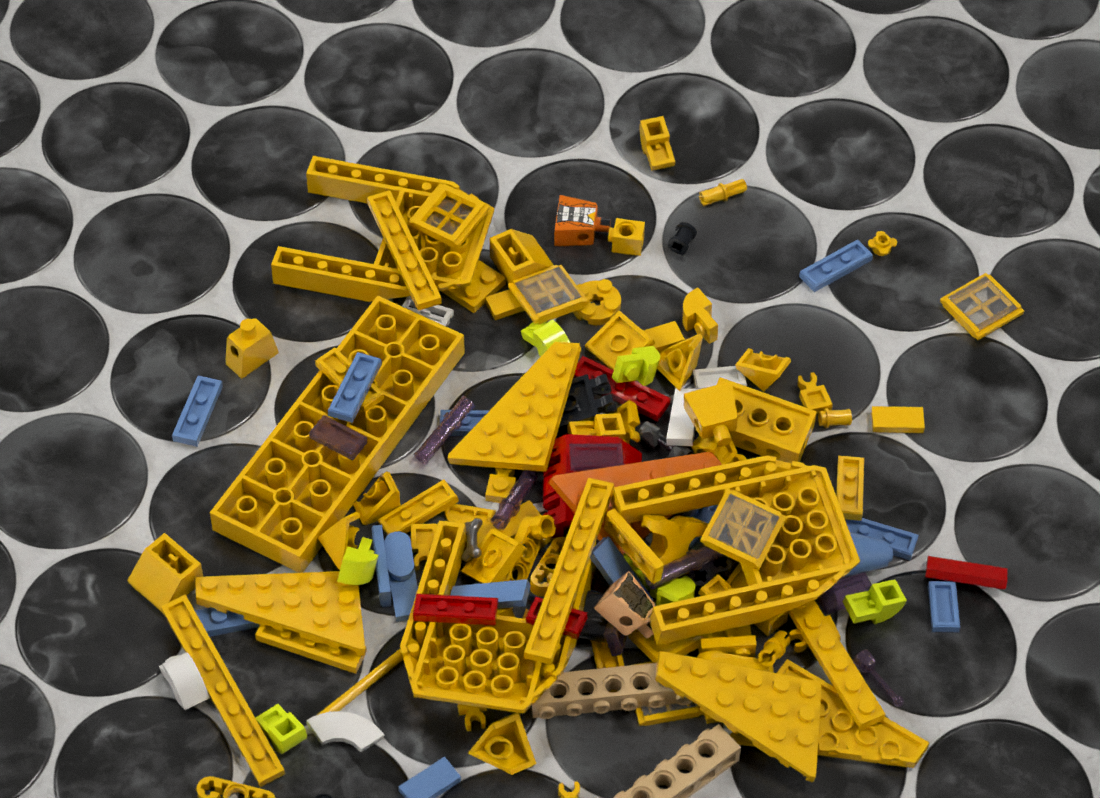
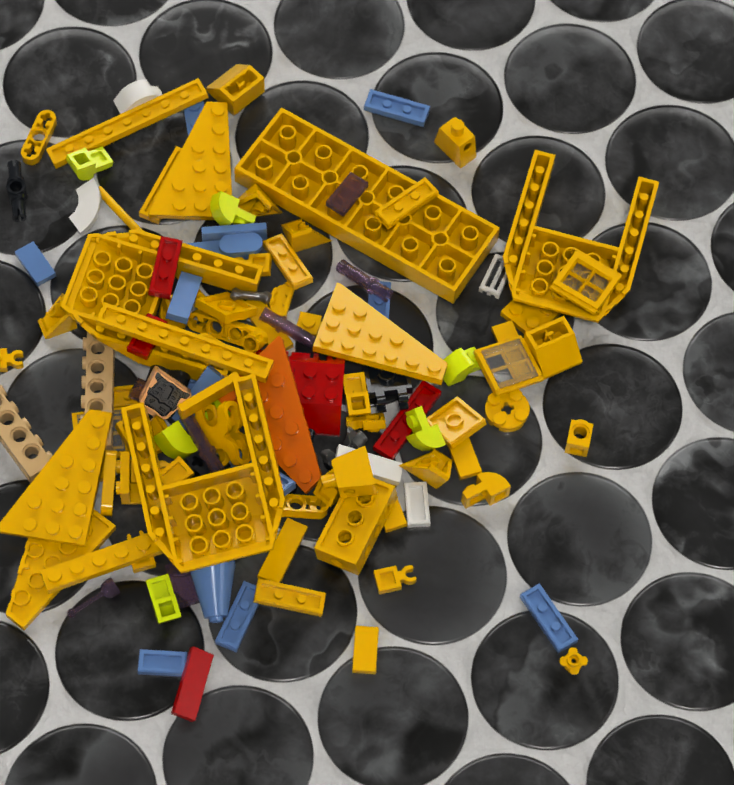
camera: 90 degrees right, 10 degrees up
(354, 387) = (392, 202): medium blue tile -> none
(404, 250) = (544, 244): yellow plate -> none
(578, 222) = (596, 396): orange torso -> none
(595, 456) = (314, 382): tile -> none
(656, 143) = (696, 469): yellow brick -> none
(684, 234) = (578, 484): black bush -> none
(722, 192) = (637, 525): yellow axle -> none
(743, 529) = (210, 473): clear piece -> none
(762, 368) = (425, 538): yellow slope -> none
(774, 648) = (123, 513): yellow pin -> none
(834, 417) = (367, 594): yellow pin -> none
(982, 306) = (497, 744): clear piece -> none

